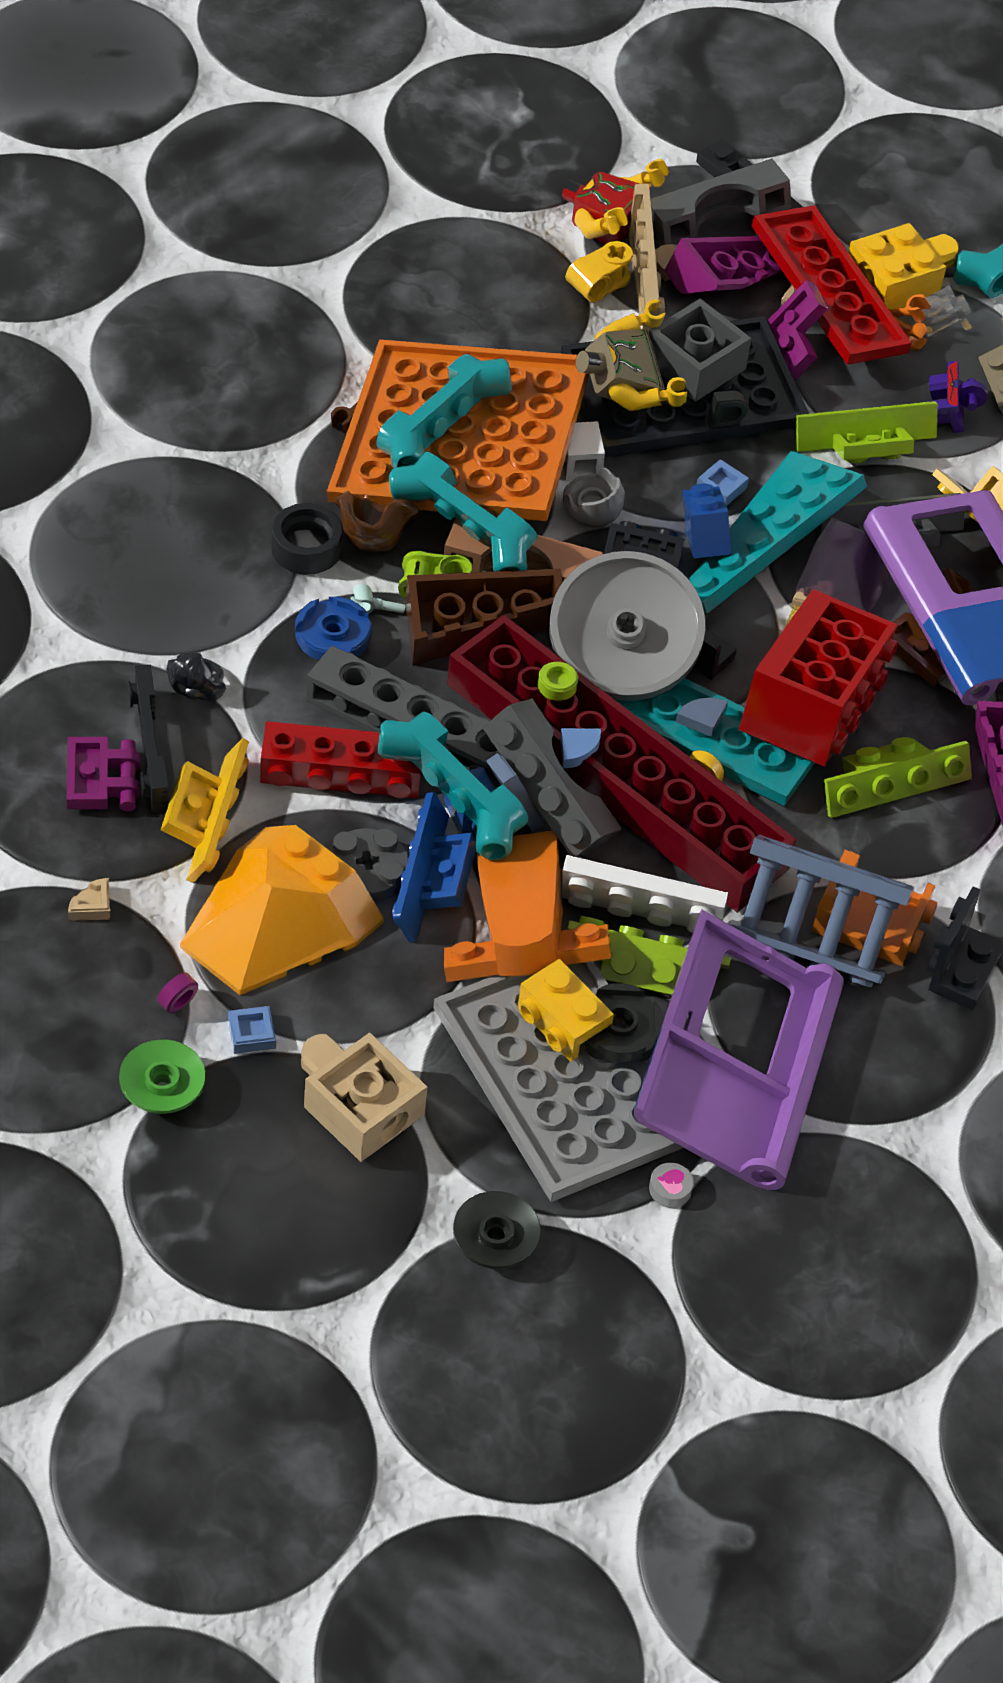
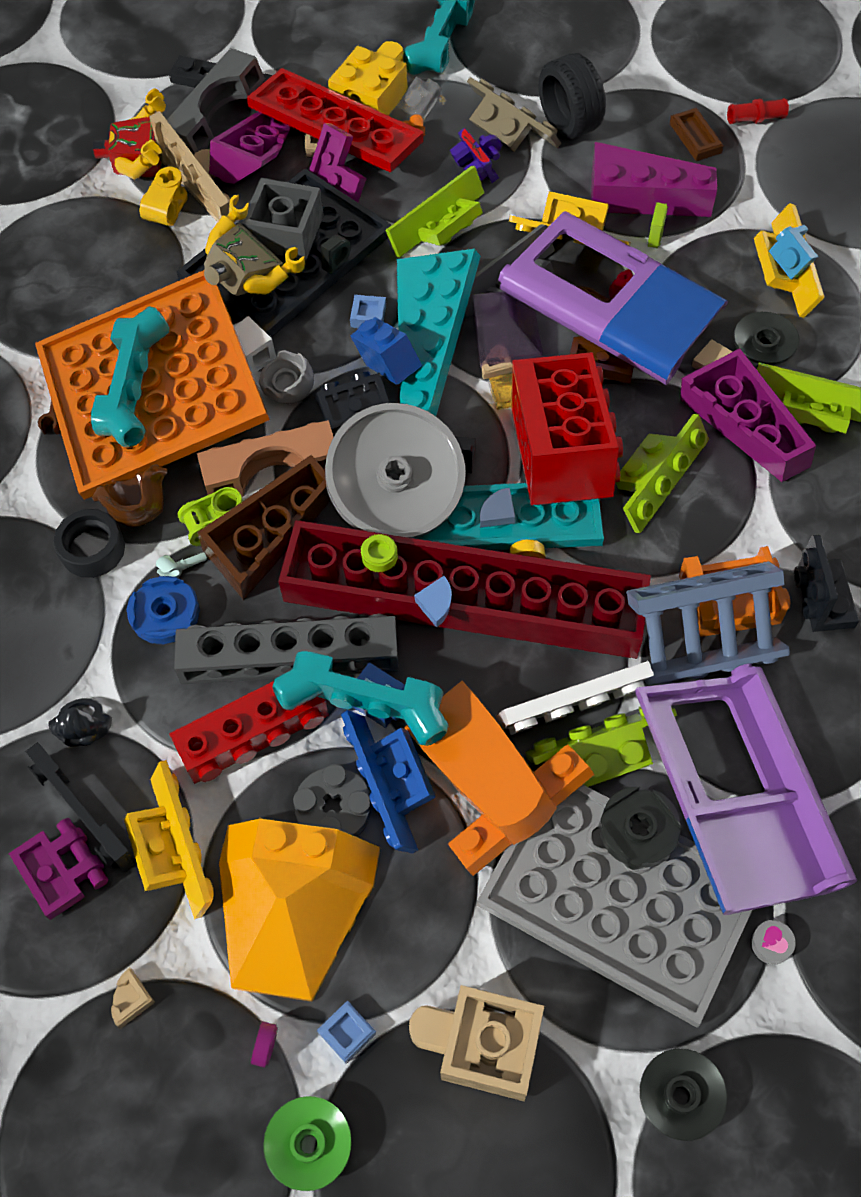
camera: 25 degrees left, 10 degrees up
(435, 481) = (161, 438): teal plate -> none
(509, 779) = (409, 669): sand blue plate -> none
(562, 1008) = (592, 848): yellow bracket -> none
(573, 814) = (397, 627): dark grey arch -> none
(913, 308) = (404, 106): orange hand -> none

